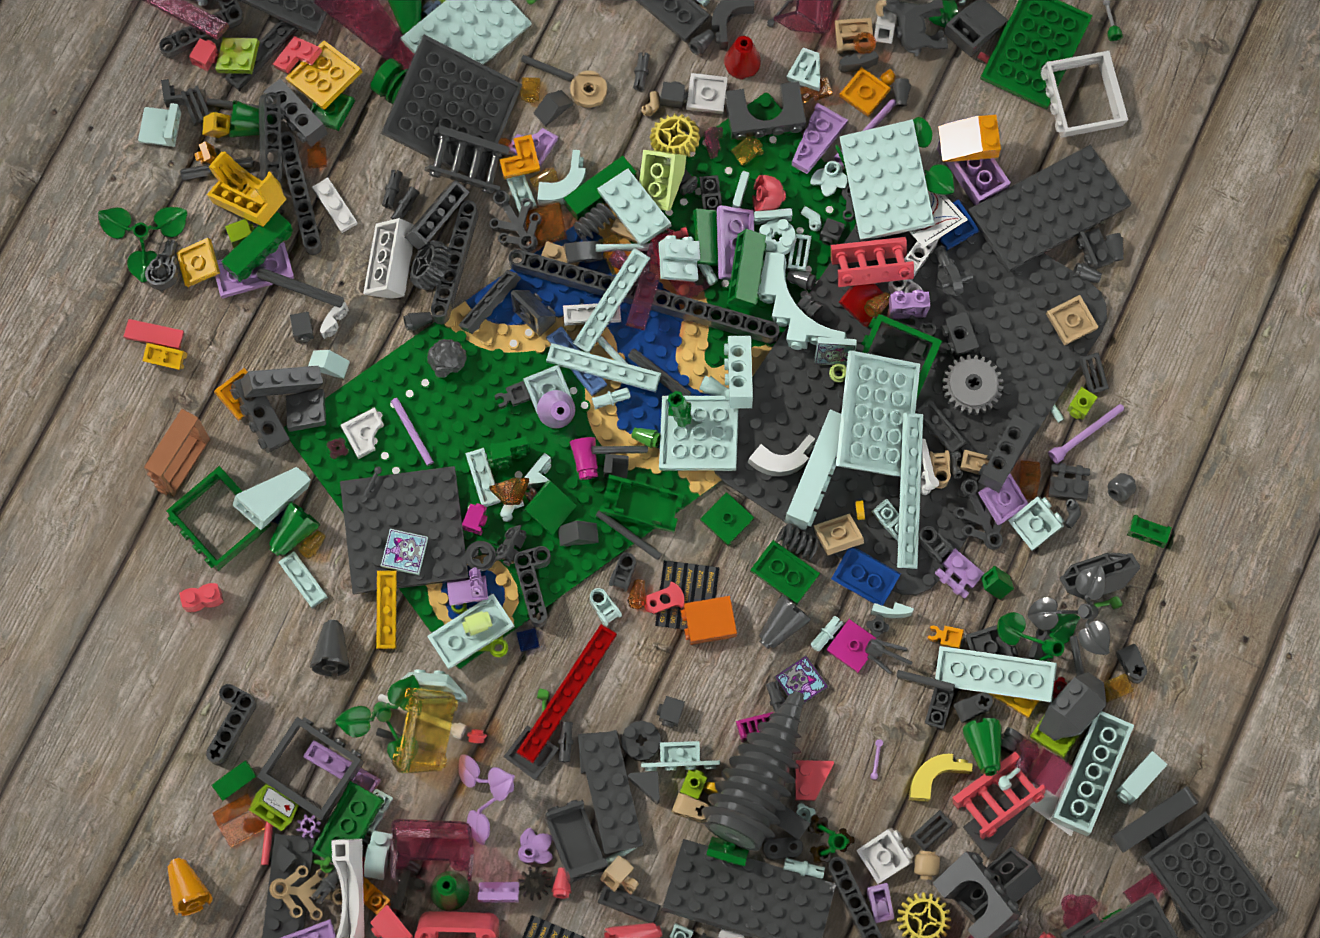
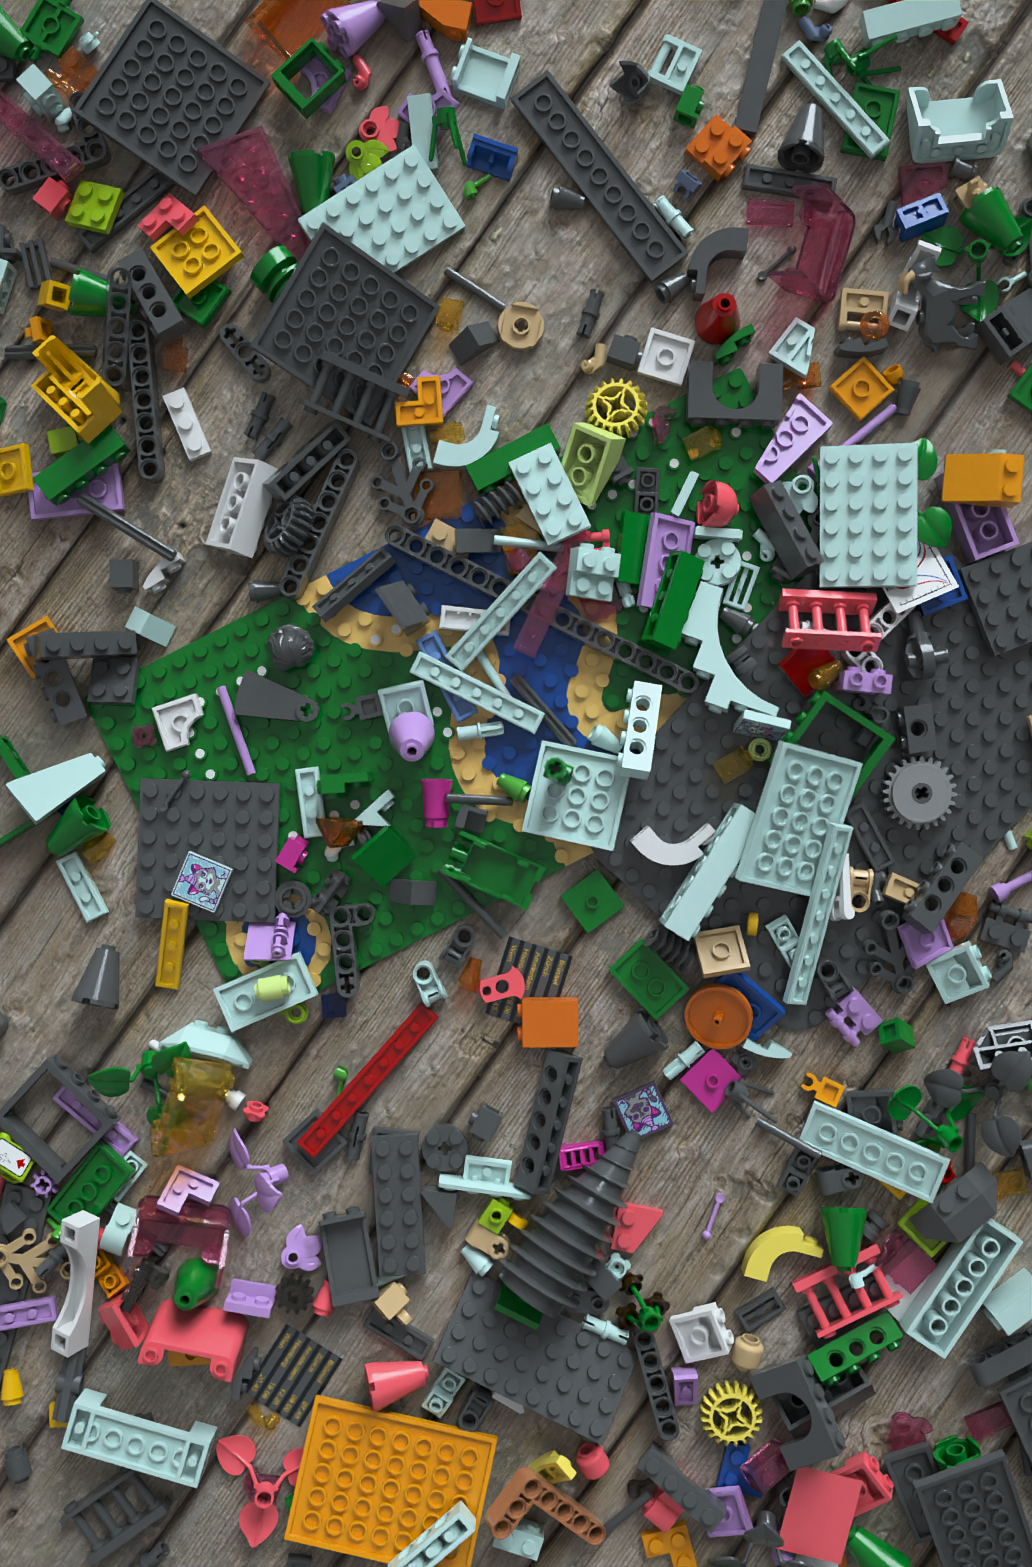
camera: 15 degrees right, 15 degrees up
(375, 152) = (244, 362): none -> dark grey beam
(427, 806) = (186, 1184): none -> lavender plate
(437, 402) = (270, 700): none -> dark grey piece
(685, 828) = (477, 1259): none -> light aqua cone
(723, 699) = (548, 1121): none -> dark grey brick
(755, 78) = (729, 348): none -> green slope
(819, 387) = (734, 764): none -> clear yellow bracket
(825, 202) = (786, 529): none -> dark grey brick
(847, 590) = (718, 1016): none -> orange piece
(1016, 840) = (881, 1325): none -> green brick
(1055, 588) = (962, 1055): none -> coral pin

